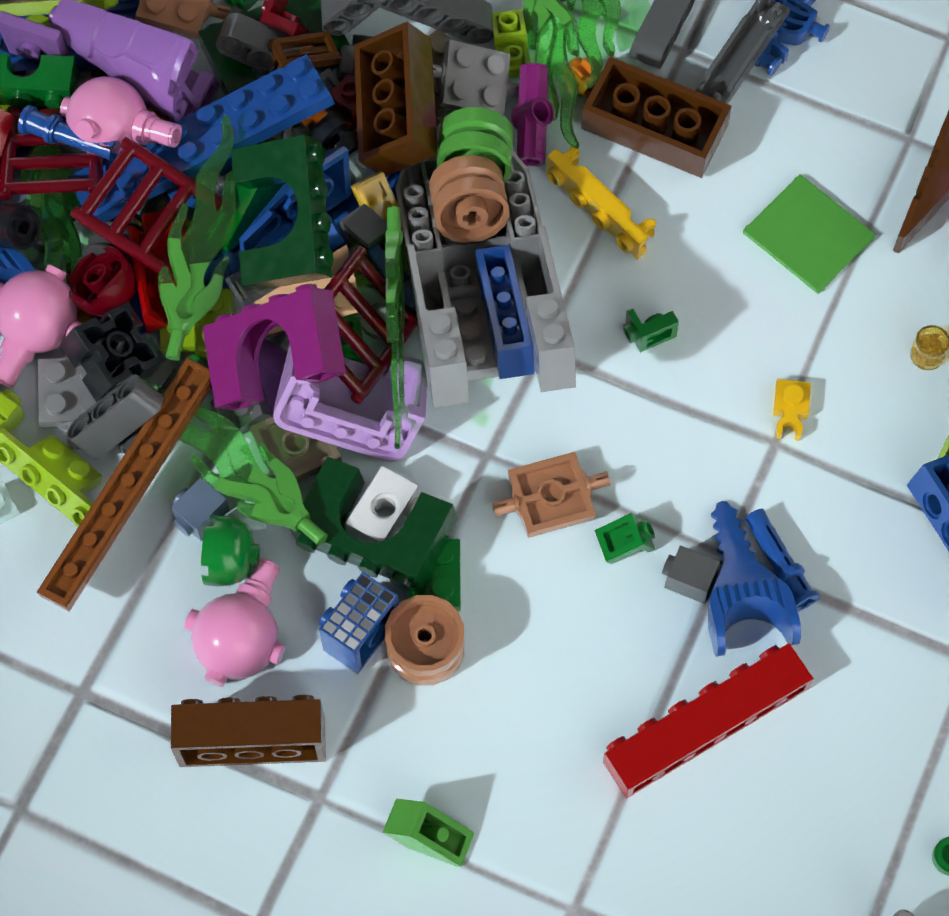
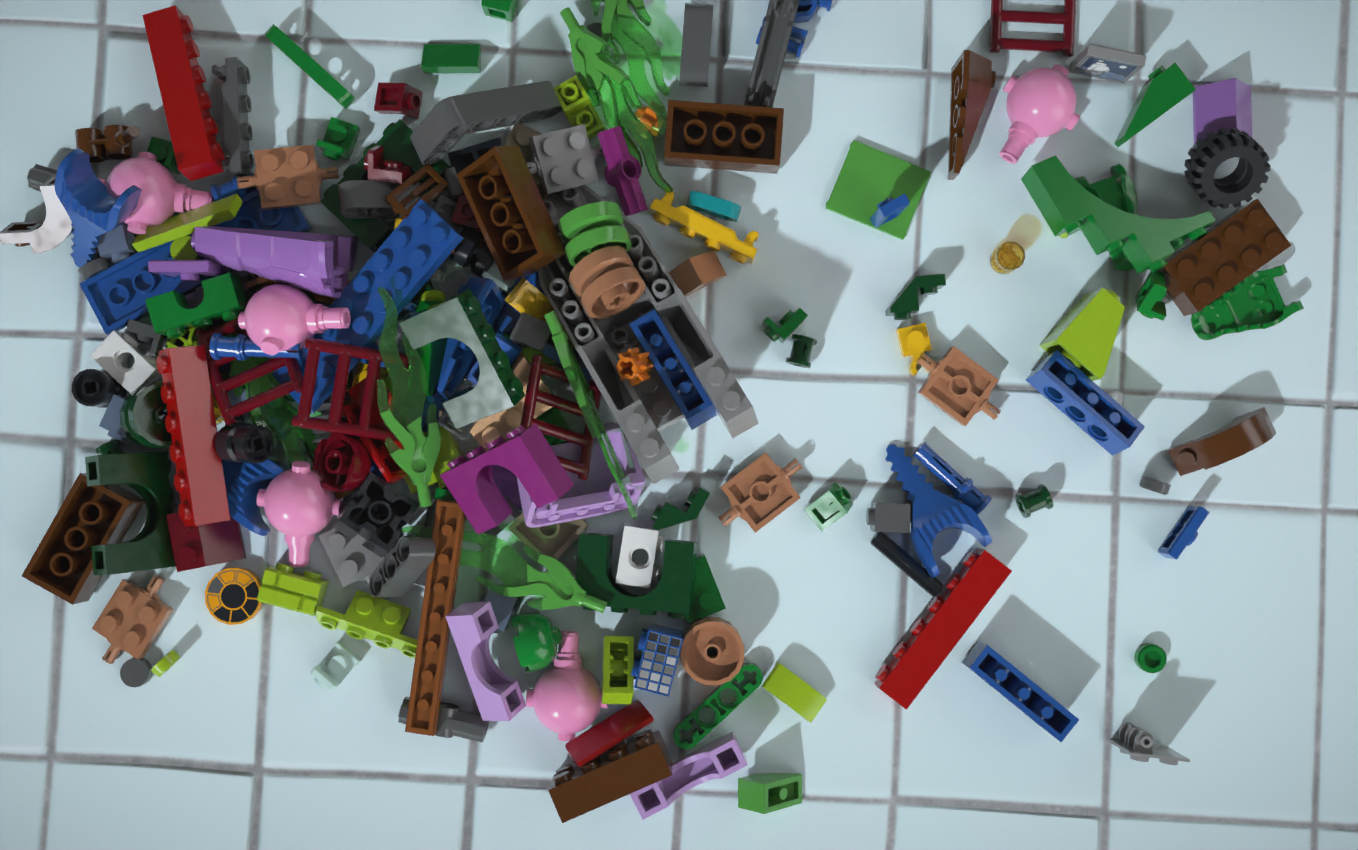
camera: 25 degrees left, 20 degrees up
(95, 614) = (453, 722): none -> dark grey piece
(162, 509) = (494, 691): none -> lavender arch
(280, 687) = (608, 733): none -> red slope
(302, 620) = (617, 670): none -> lime brick
(307, 776) = (705, 764): none -> lavender arch
(404, 709) = (720, 708): none -> green beam
(441, 483) = (670, 515): none -> dark green slope
(463, 288) = (634, 366): none -> orange gear
(503, 728) = (794, 692): none -> lime slope
(575, 243) = (697, 272): none -> nougat slope
(620, 183) = (713, 206): none -> teal beam
(667, 356) = (801, 351): none -> dark green bush
(692, 635) = (906, 563): none -> black axle
(774, 823) = (1020, 691): none -> blue brick
(793, 353) = (907, 301): none -> dark green slope
(810, 246) = (889, 210): none -> blue plate
(824, 462) = (958, 386): none -> nougat plate
(869, 619) = (1034, 501): none -> dark green bush

